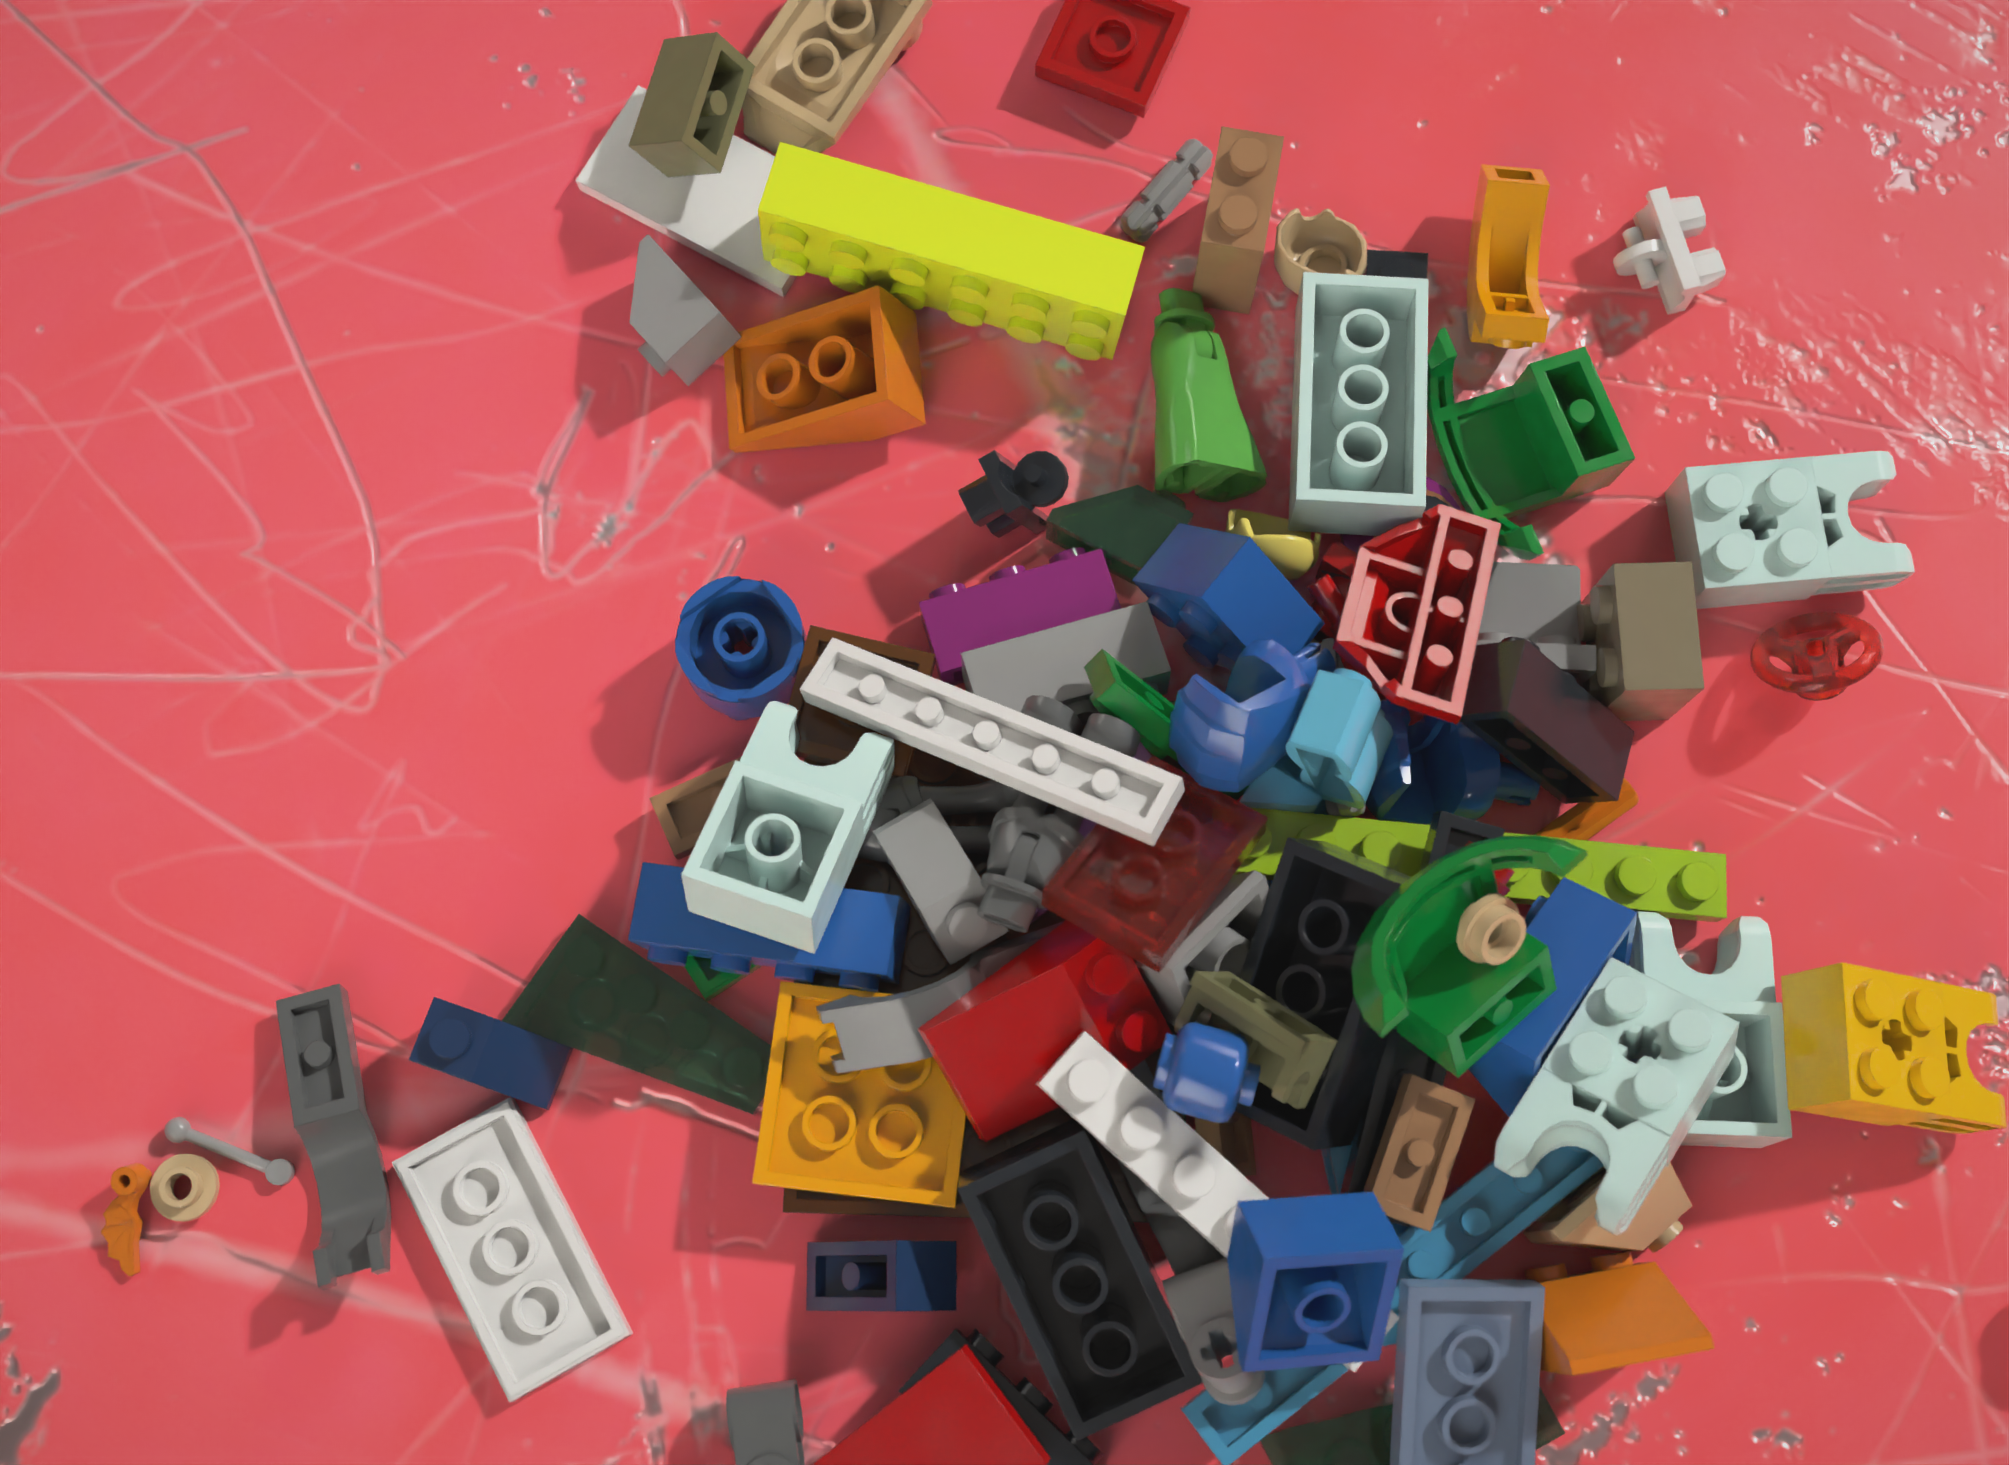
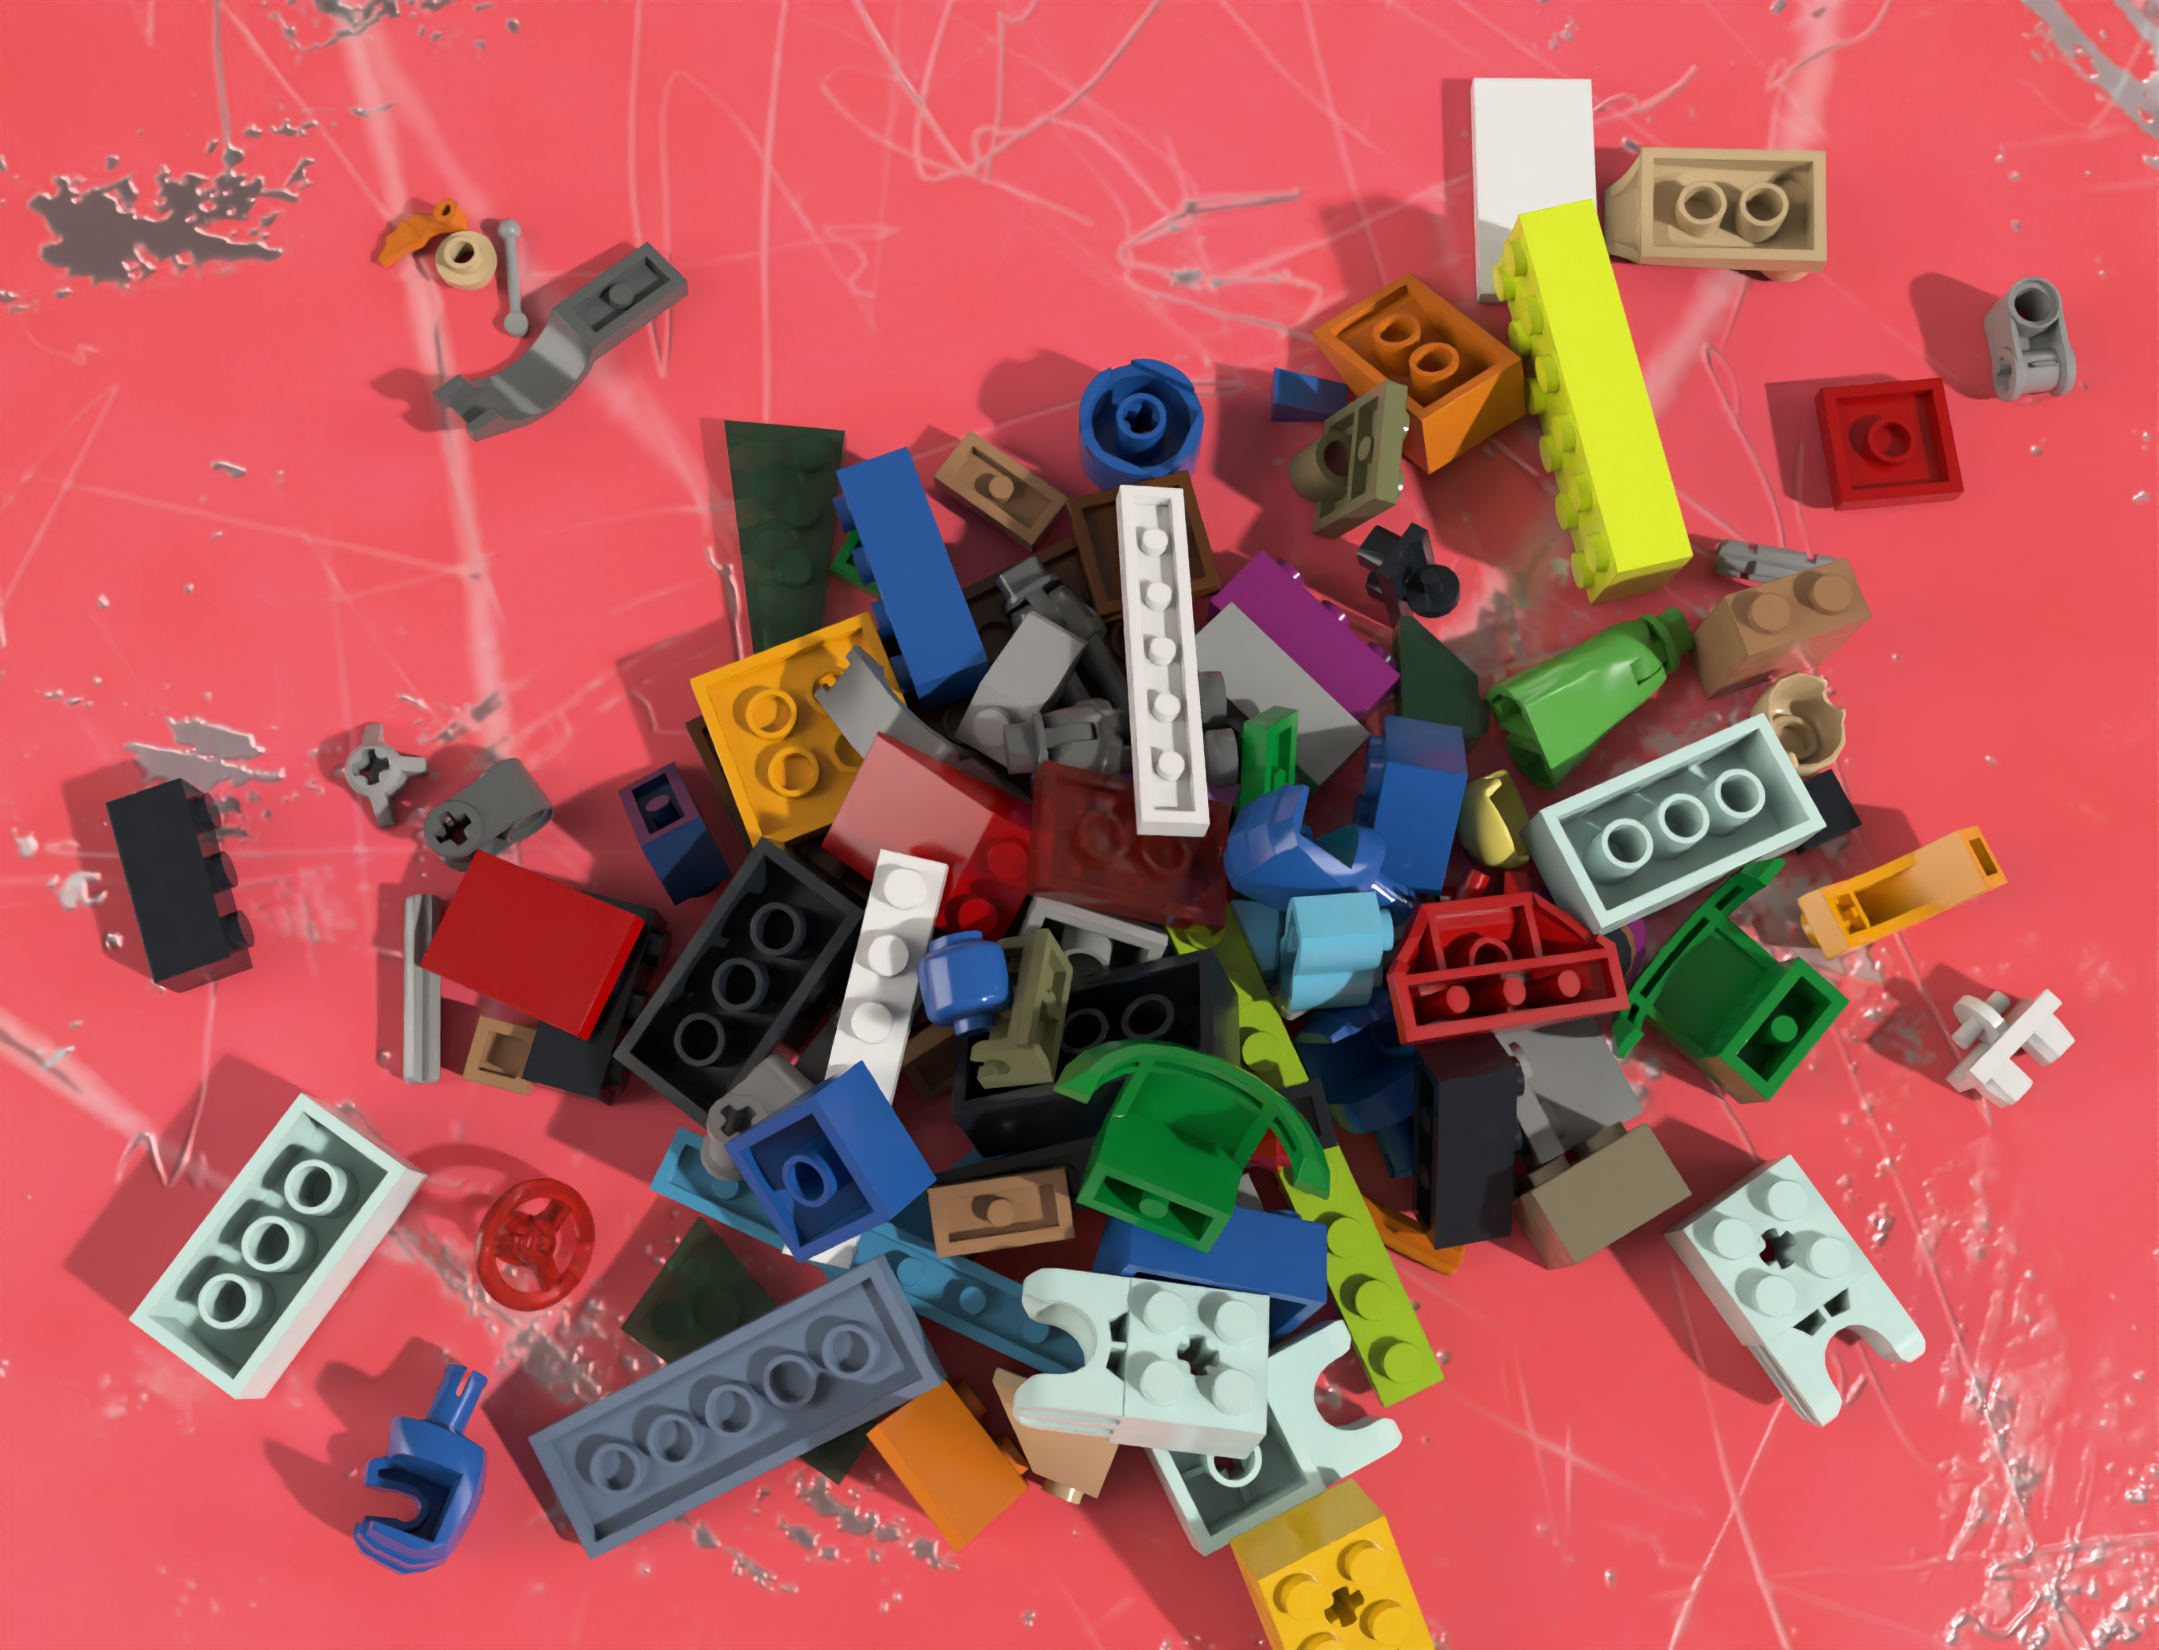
camera: 60 degrees right, 0 degrees up
(490, 1053) = (691, 423): dark blue slope -> none
(512, 1249) = (547, 533): white tile -> none
(675, 317) = (1400, 220): light grey slope -> none
(692, 105) = (1593, 124): olive brick -> none
(785, 833) = (987, 535): light aqua brick -> none
(788, 489) = (1304, 397): none -> blue piece
(883, 477) = (1364, 459): none -> olive plate
(1491, 930) = (1215, 1153): tan plate -> none
(1818, 661) = (1681, 1378): clear red piece -> none

